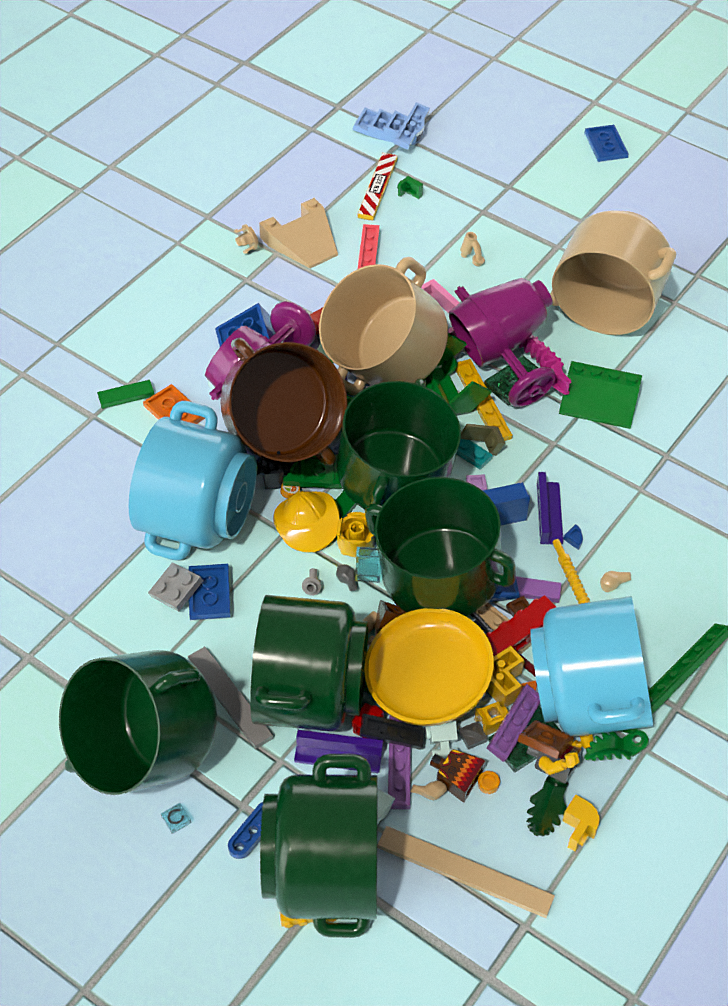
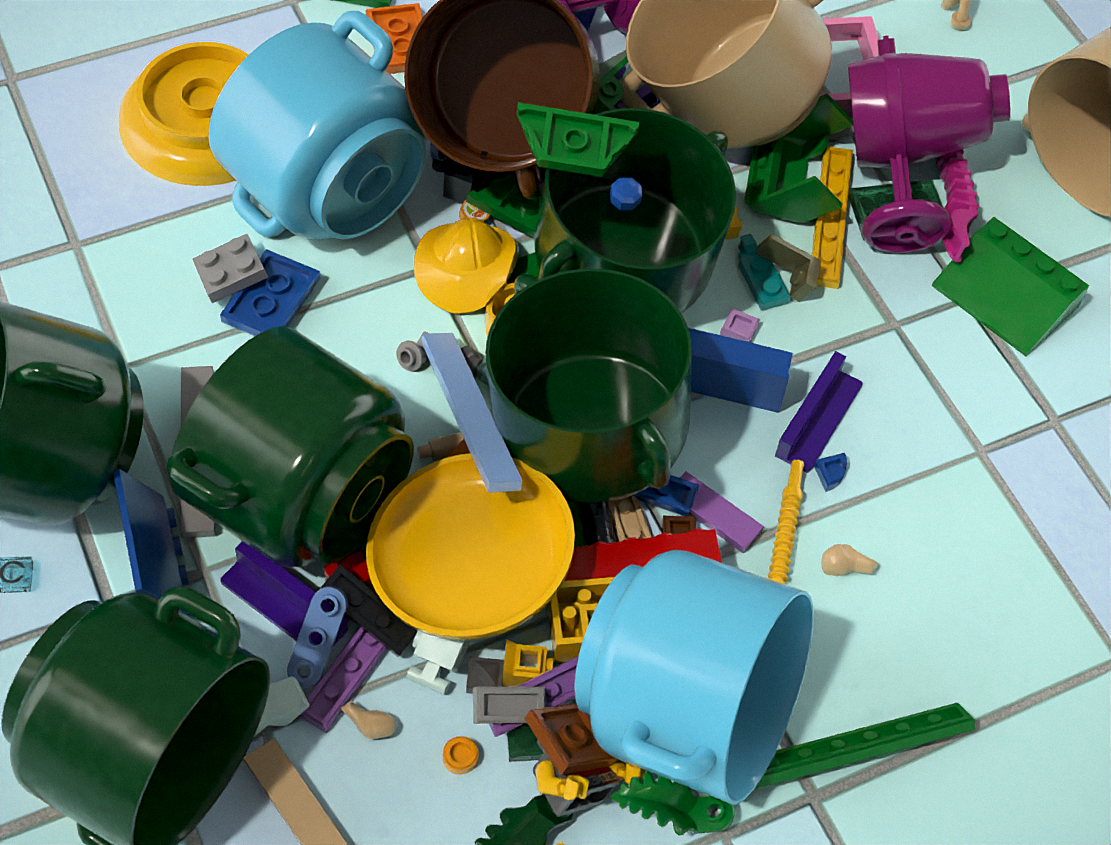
camera: 25 degrees right, 5 degrees up
(86, 508) = (170, 112): none -> yellow dish
(248, 761) = (149, 537): none -> blue slope
(351, 418) = (574, 139): none -> green wing
(373, 749) = (325, 623): none -> medium blue plate
(377, 596) = (472, 413): none -> light blue tile
(398, 435) = (625, 193): none -> blue tile
(458, 772) = (424, 718): torso -> none
(502, 739) = (505, 704): none -> light grey tile

